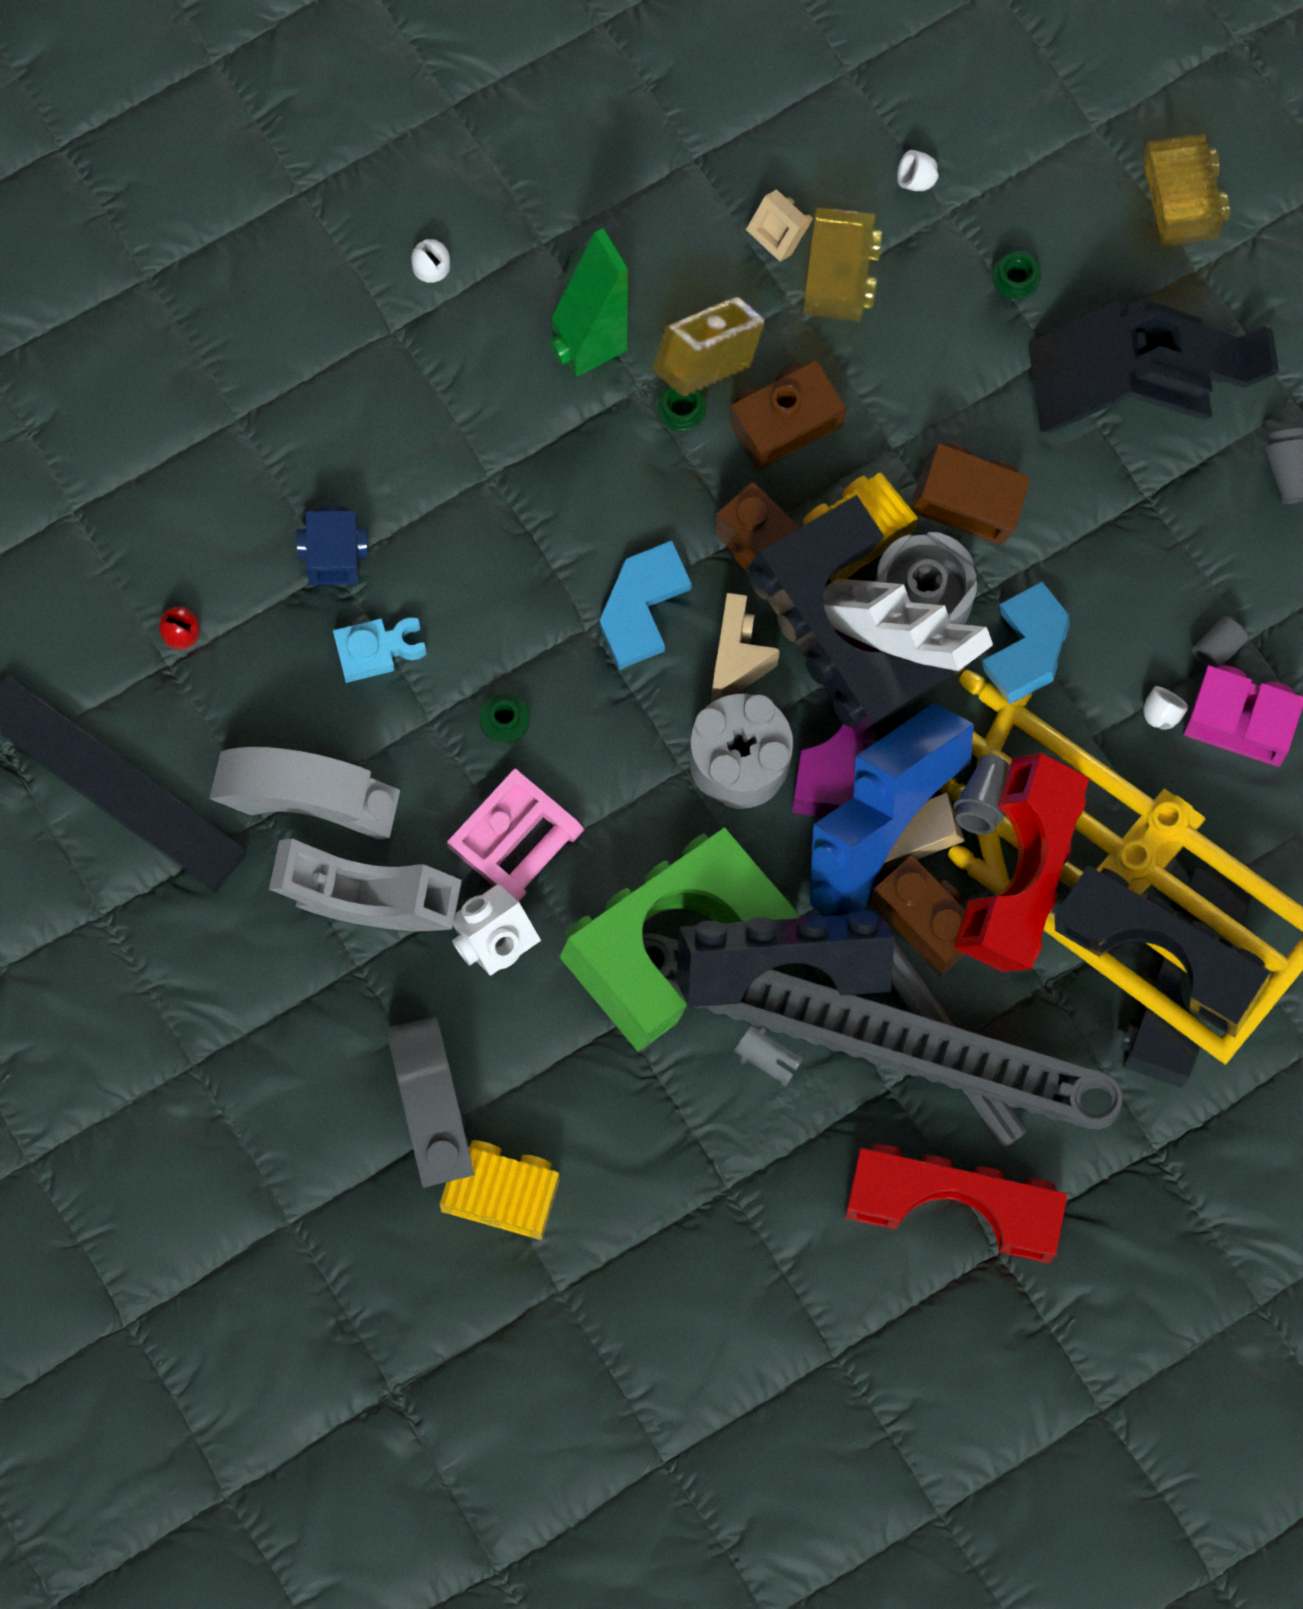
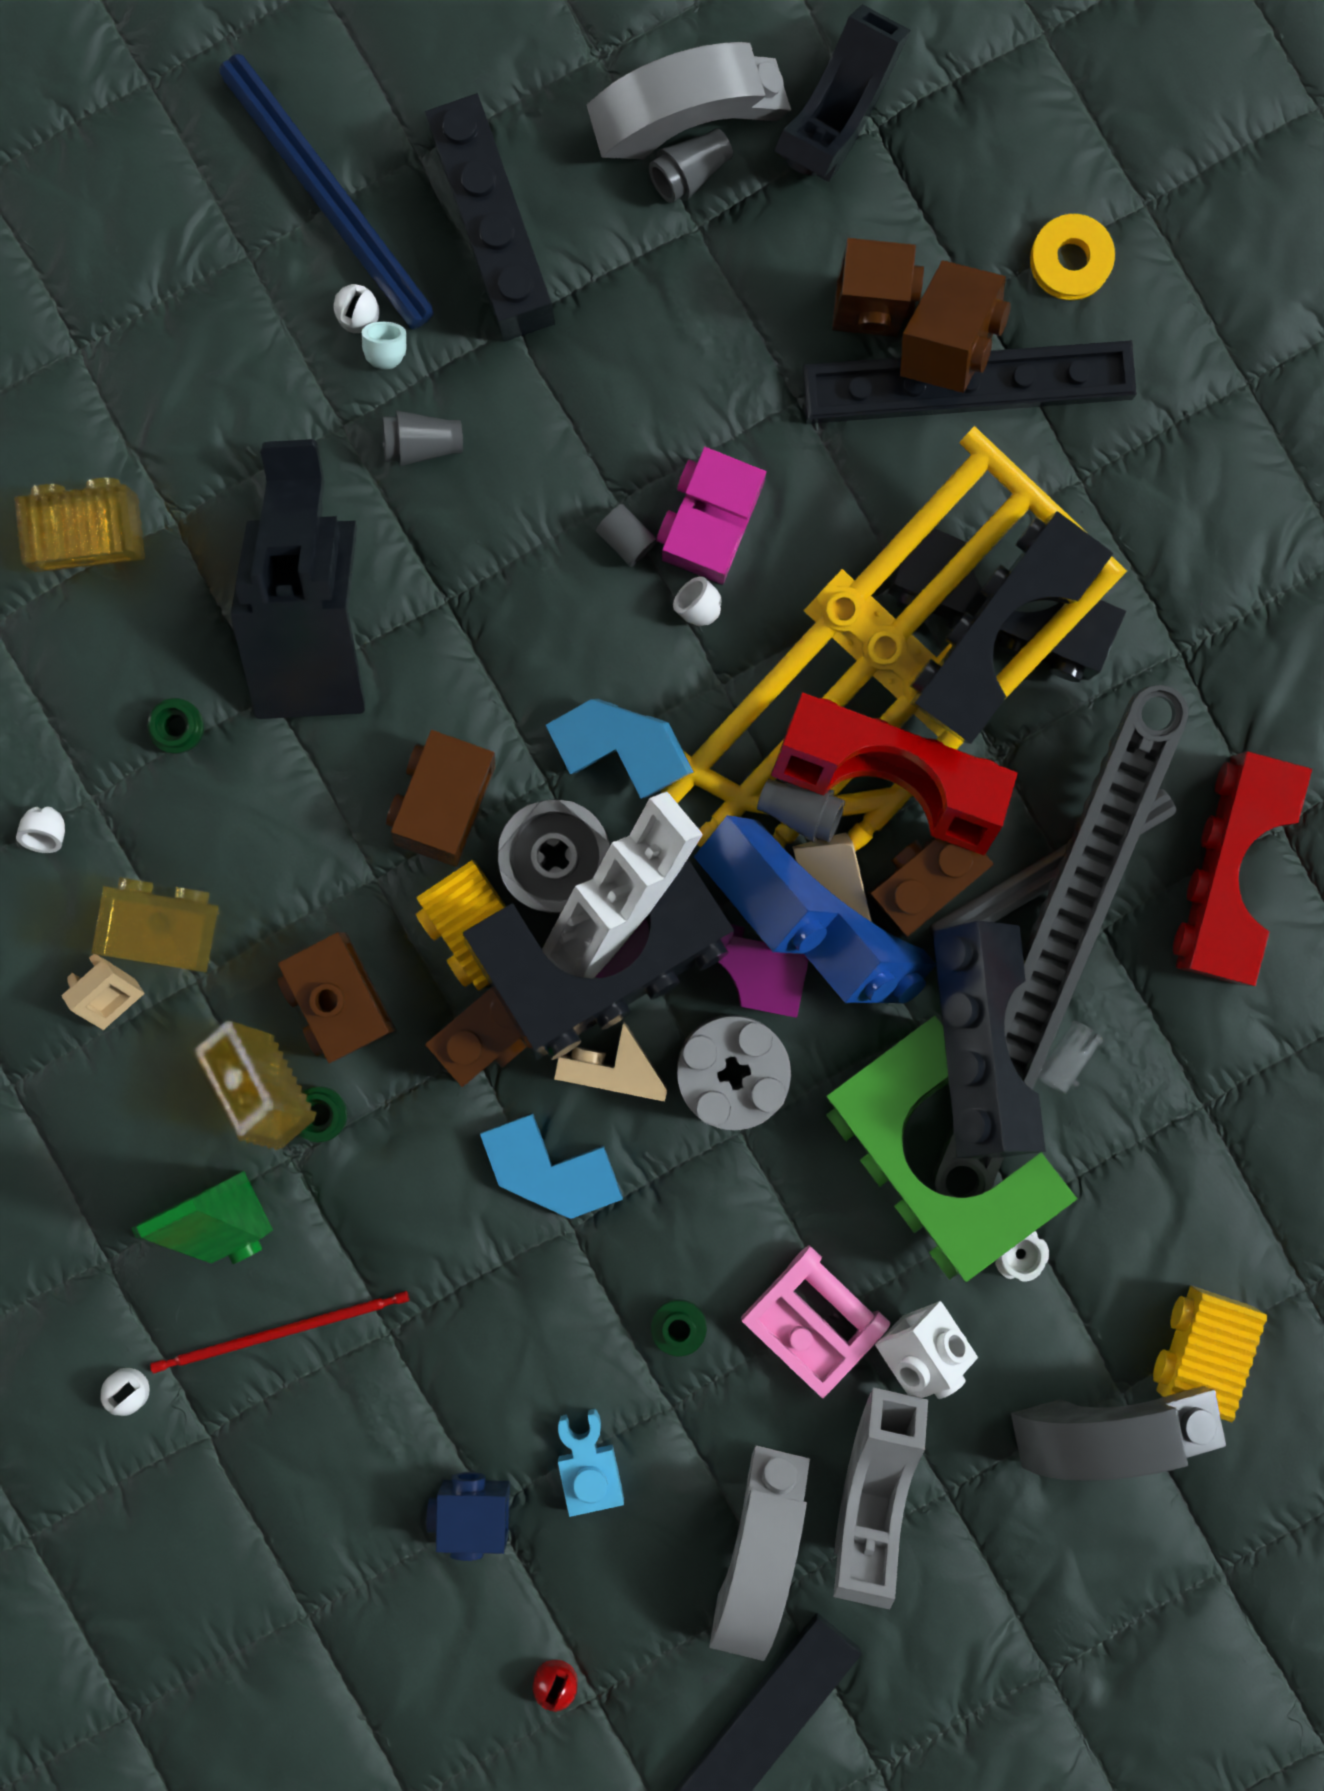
camera: 85 degrees left, 15 degrees up
(487, 387) = (279, 1332): none -> red piece
(573, 1010) = (1028, 1267): none -> white plate

